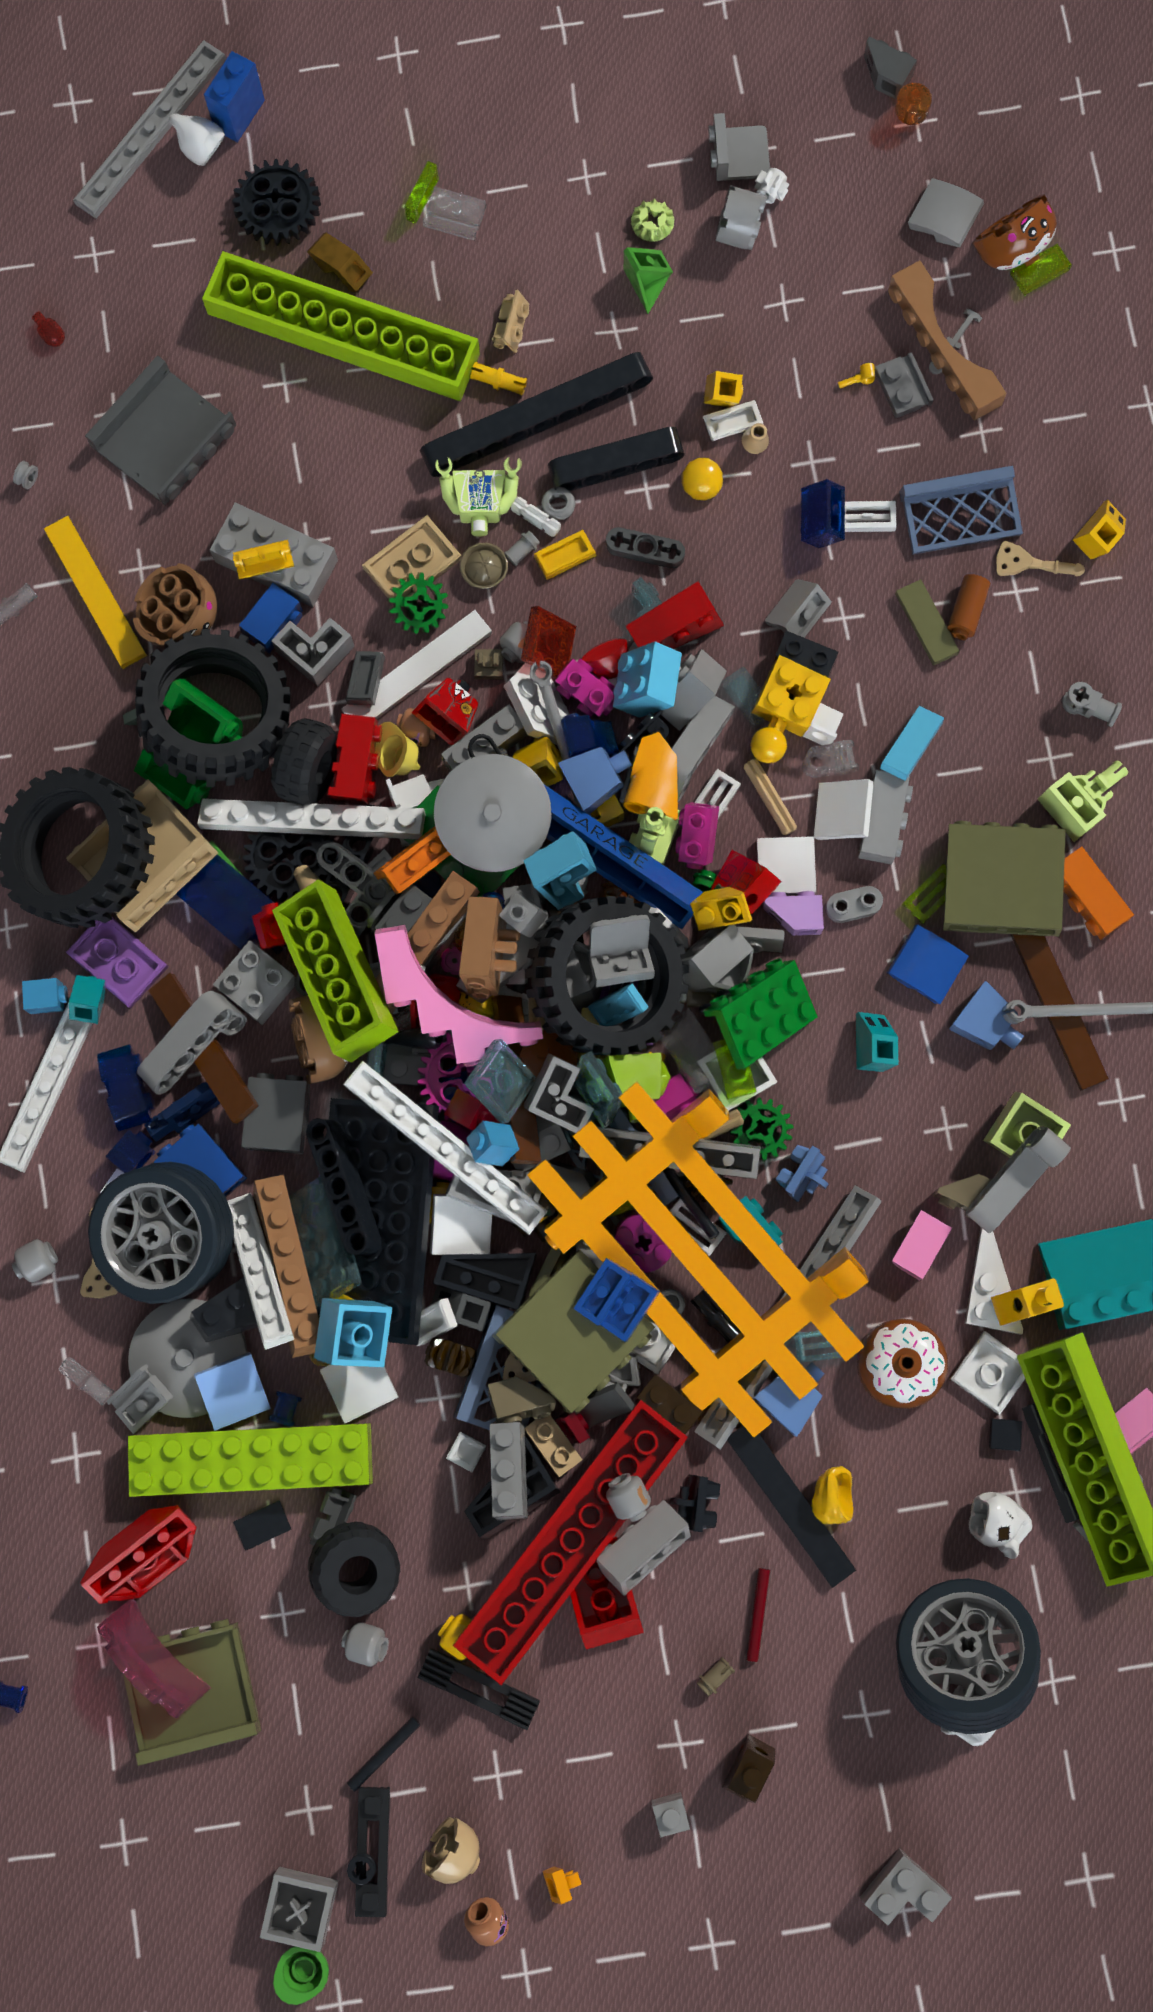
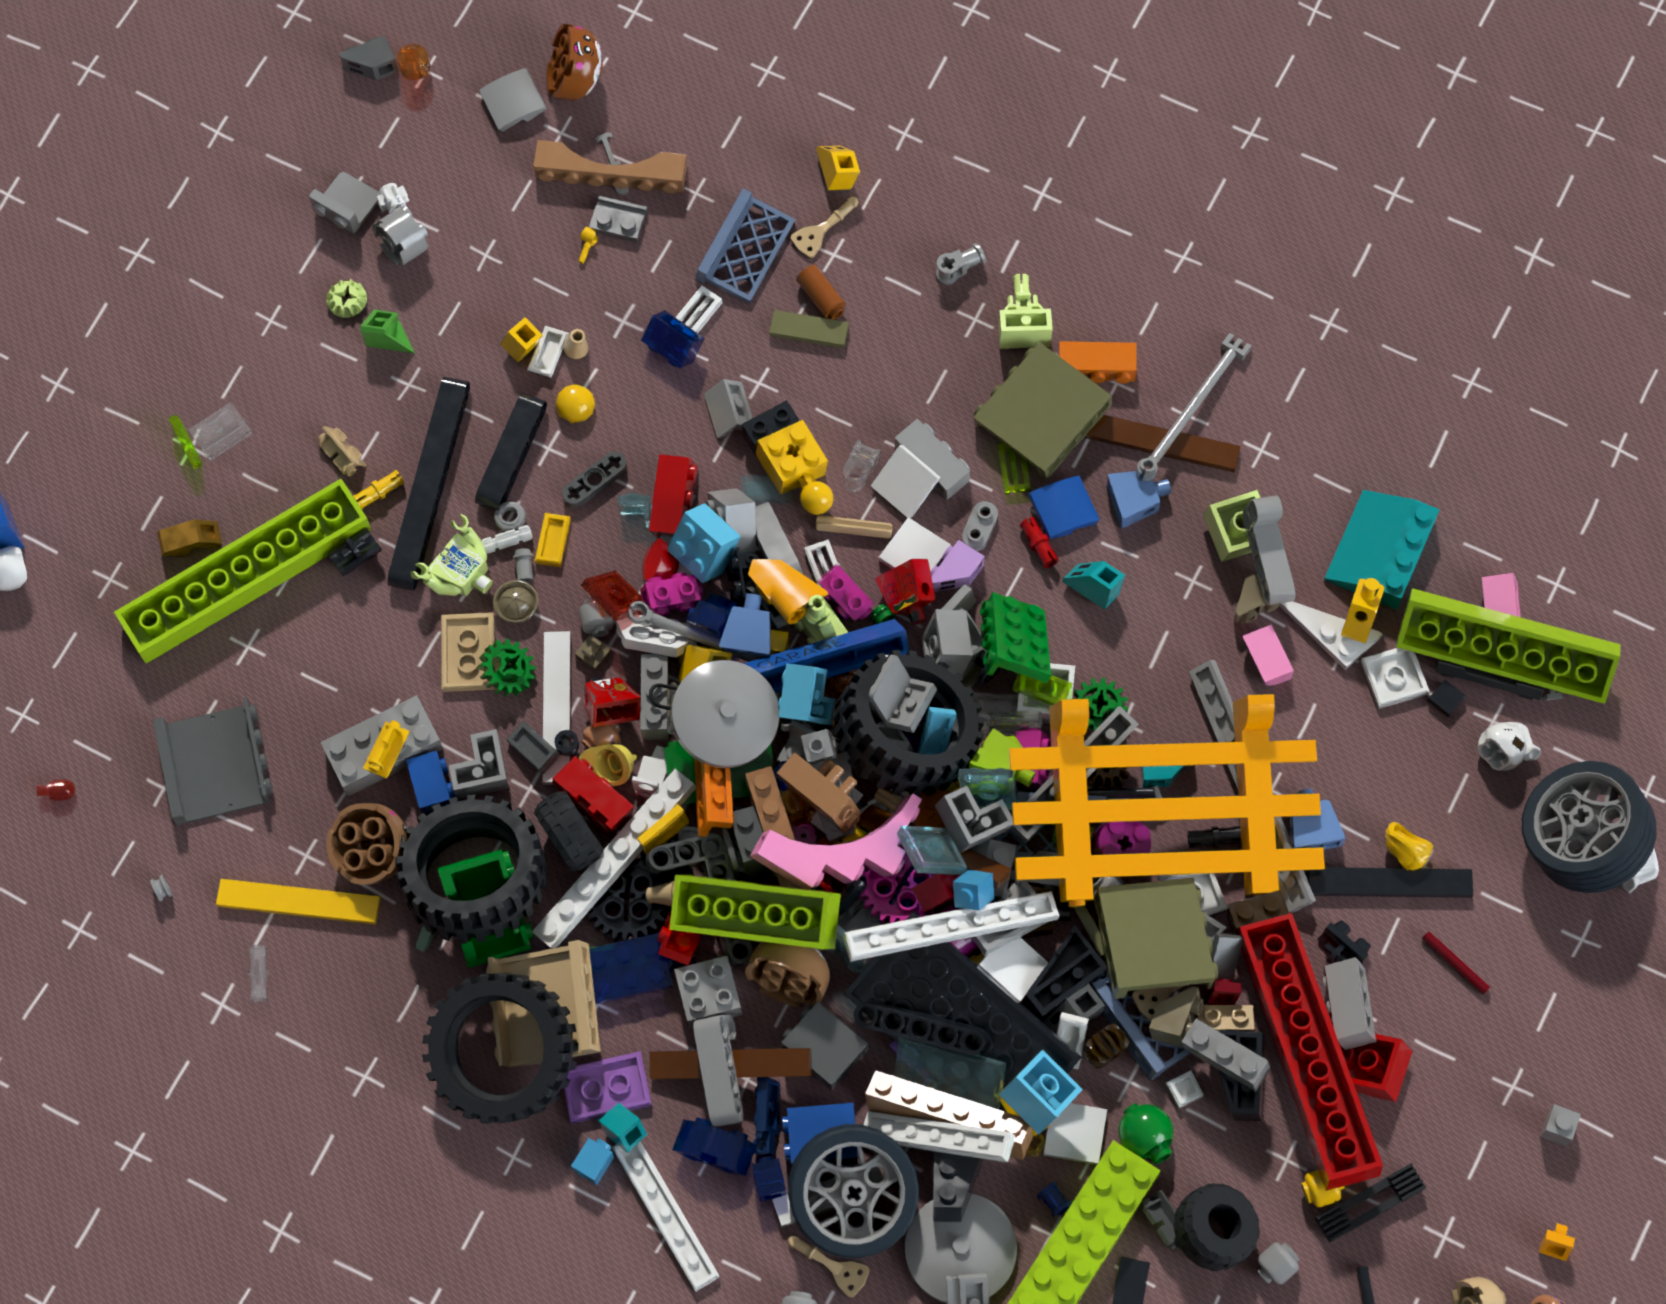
camera: 55 degrees left, 10 degrees down
(232, 1391) = (1013, 1229): light blue tile -> none
(277, 181) = (83, 538): black gear -> none
(362, 839) = (663, 829): none -> yellow tile
(395, 698) = (569, 735): none -> black bush
(398, 1447) = (1146, 1132): none -> green brick
(426, 402) = (354, 552): none -> black hips
(616, 1299) = (1155, 885): blue slope -> none
(628, 1497) = (1307, 979): light grey head -> none
(715, 1677) = (1482, 1030): dark tan pin -> none
(720, 908) = (919, 609): yellow slope -> none
(750, 1769) = (1567, 1046): dark brown torso -> none
(799, 1347) = (1289, 778): clear light blue tile -> none
(807, 1176) = (1147, 690): medium blue hips -> none
(824, 725) = (833, 451): white bracket -> none
(877, 966) = (1039, 542): none -> red pin
(882, 1368) = (1346, 730): cylinder -> none
(912, 743) = (893, 400): medium azure tile -> none
(1048, 267) = (612, 65): clear neon green tile -> none

